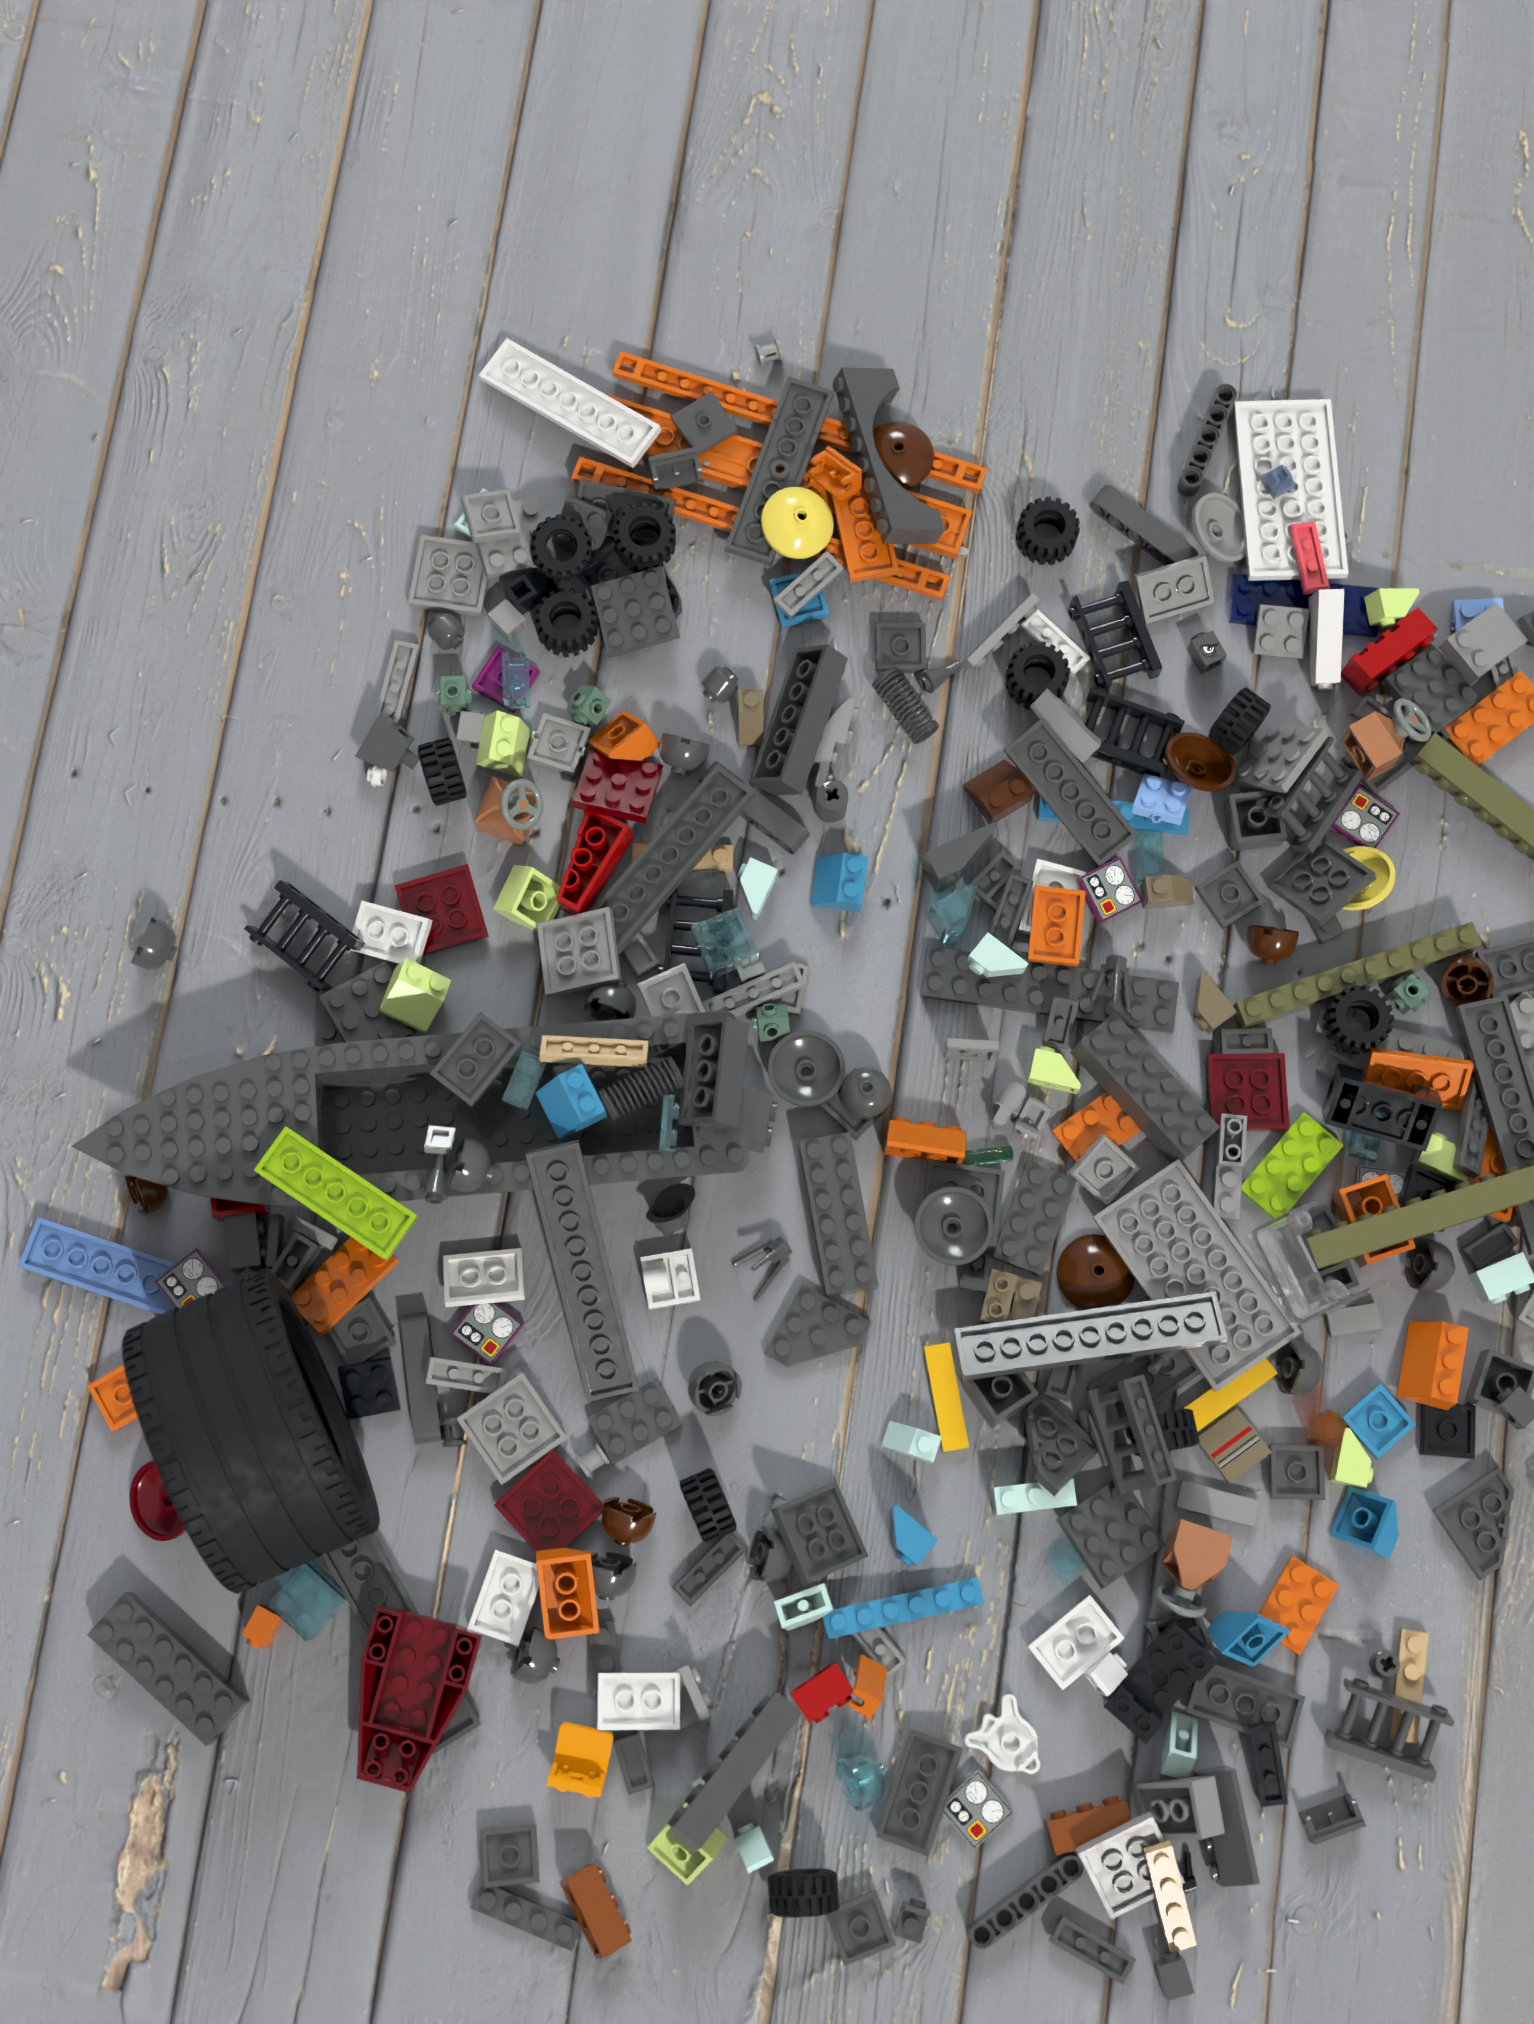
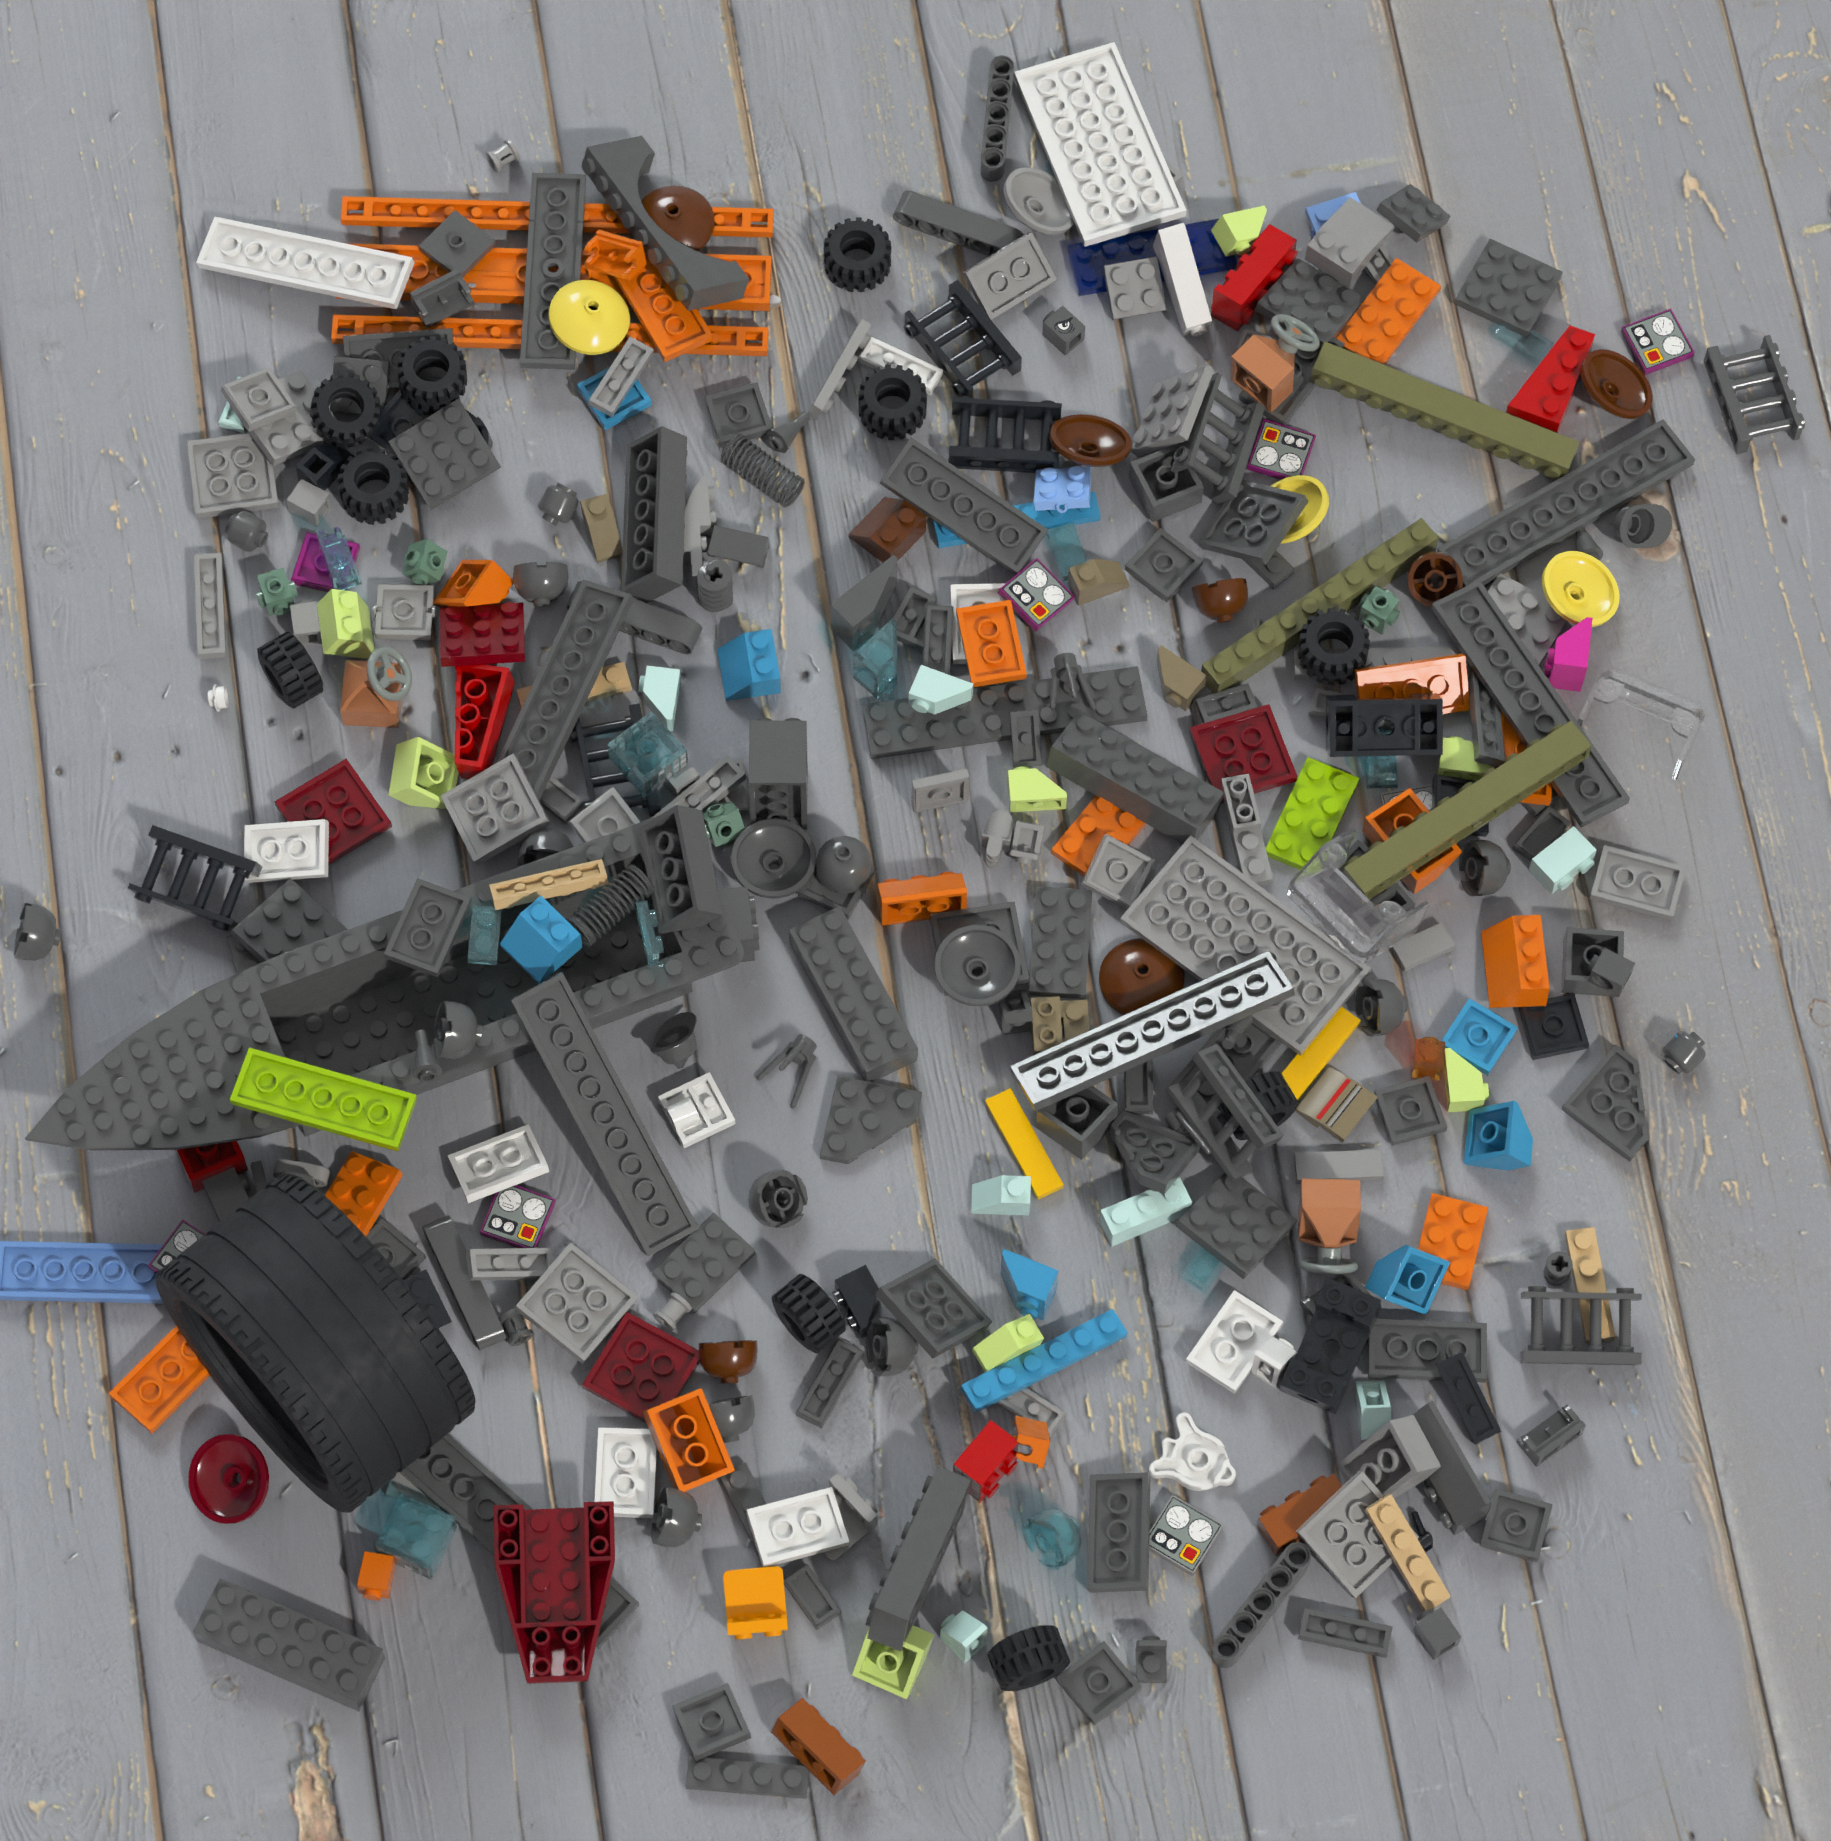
camera: 15 degrees left, 10 degrees down
(148, 1194) = (107, 1177): reddish brown cylinder -> none
(387, 745) = (222, 662): dark grey torso -> none
(414, 995) = (333, 899): yellowish green slope -> none
(440, 1140) = (415, 1017): tile -> none
(759, 1499) = (857, 1294): none -> black slope
(803, 1607) = (941, 1384): light aqua slope -> none
(832, 995) = (778, 770): none -> dark grey brick
(863, 769) = (738, 546): none -> dark grey hinge
(874, 1585) = (1008, 1343): none -> yellowish green slope
(988, 1155) = (993, 893): clear green axle -> none
(1066, 725) = (938, 439): light grey slope -> none
(1239, 721) = (1118, 387): black tyre -> none
(1277, 1897) = (1516, 1525): none -> dark grey plate
(1278, 481) = (1084, 138): sand blue tile -> none
(1309, 557) = (1139, 203): coral tile -> none

